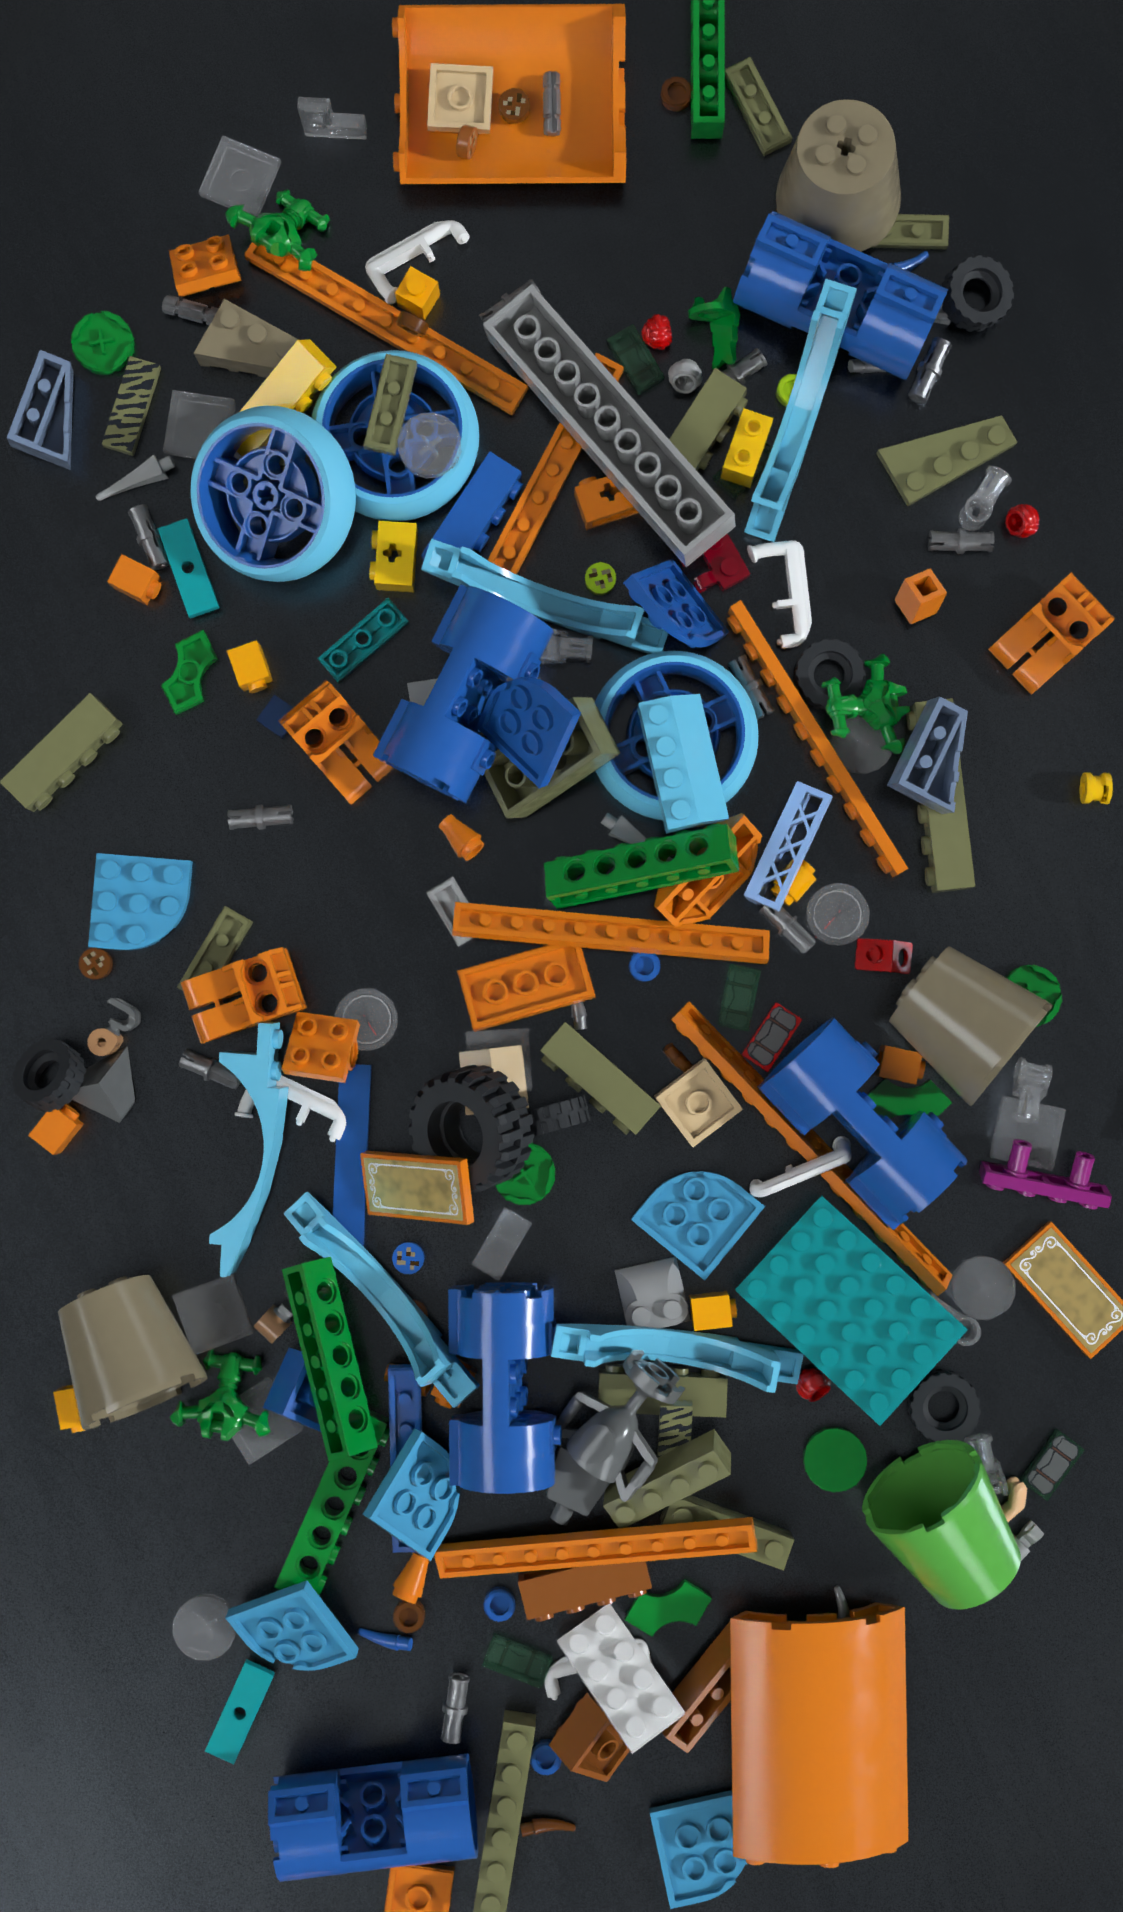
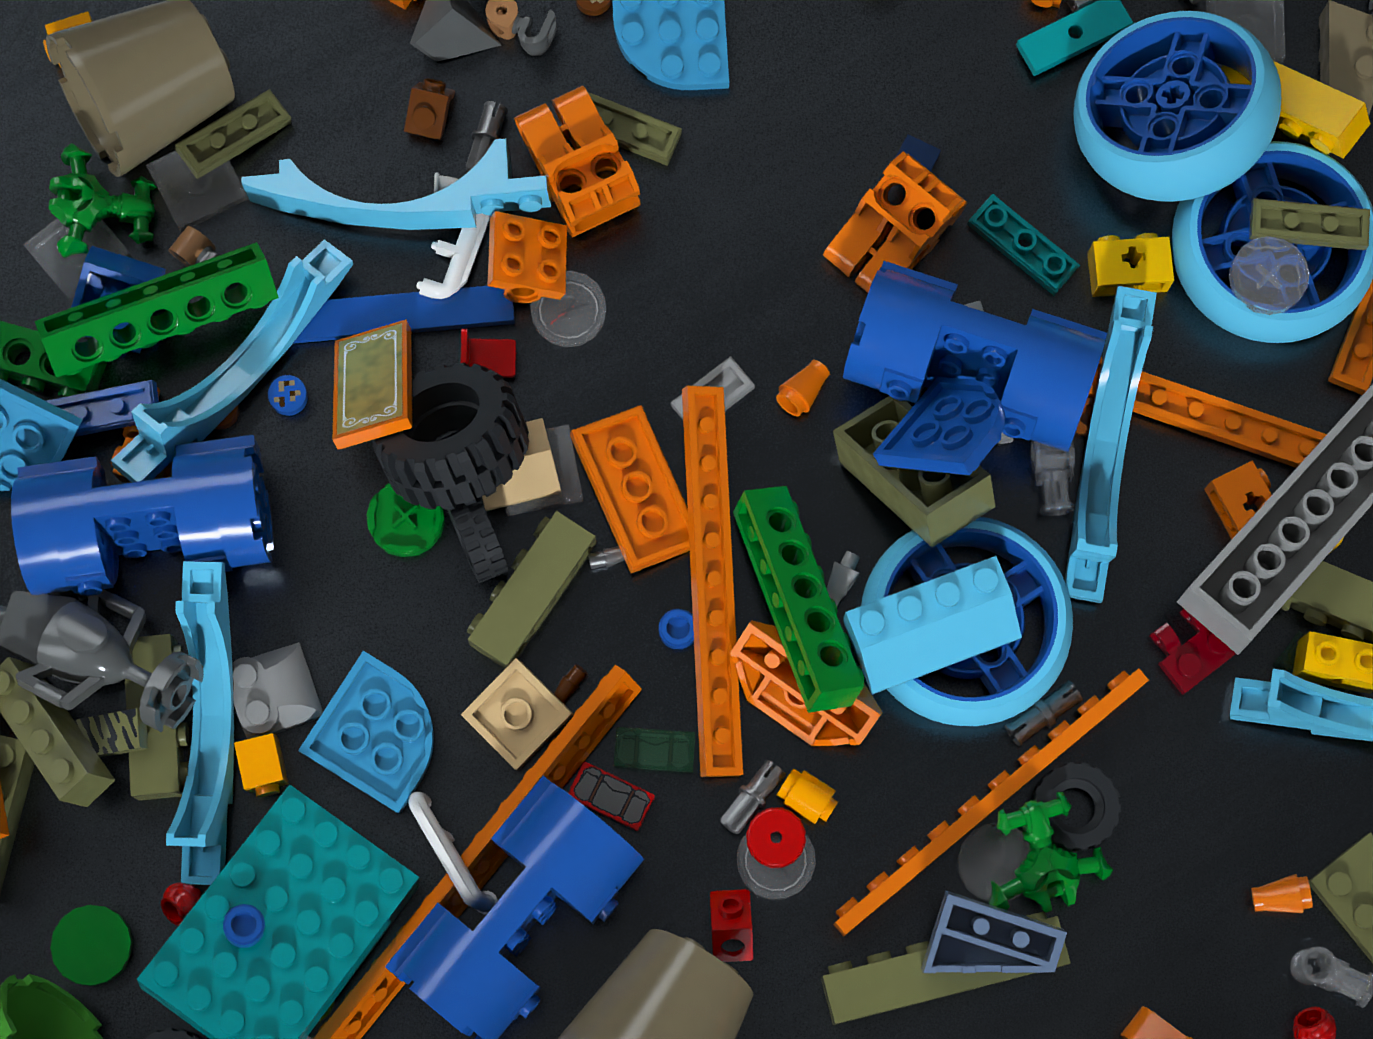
camera: 80 degrees right, 10 degrees down
(177, 1113) = (428, 108): none -> reddish brown bracket
(177, 1279) = (233, 133): none -> olive tile
(185, 684) = (968, 56): green tile -> none
(250, 667) = (969, 118): light orange brick -> none
(260, 816) = (793, 154): flat silver pin -> none
(399, 1089) = (491, 353): none -> red bracket
(480, 505) = (1208, 354): blue brick -> none
(501, 1244) = (316, 502): clear slope -> none
(600, 578) = (1146, 512): lime tile -> none
(675, 605) = (1128, 599): blue plate -> none
(781, 843) = (853, 773): light blue fence -> none
(797, 587) = (1179, 755): white piece -> none
(835, 908) = (787, 825): none -> red piece
(848, 1337) = (244, 925): none -> blue tile
(896, 1100) = (550, 958): green tile -> none
(900, 1065) = (595, 959): orange brick -> none
(918, 524) = (1284, 895): none -> orange cone
(920, 596) = (1193, 906): orange brick -> none
(961, 541) = (1274, 953): flat silver pin -> none

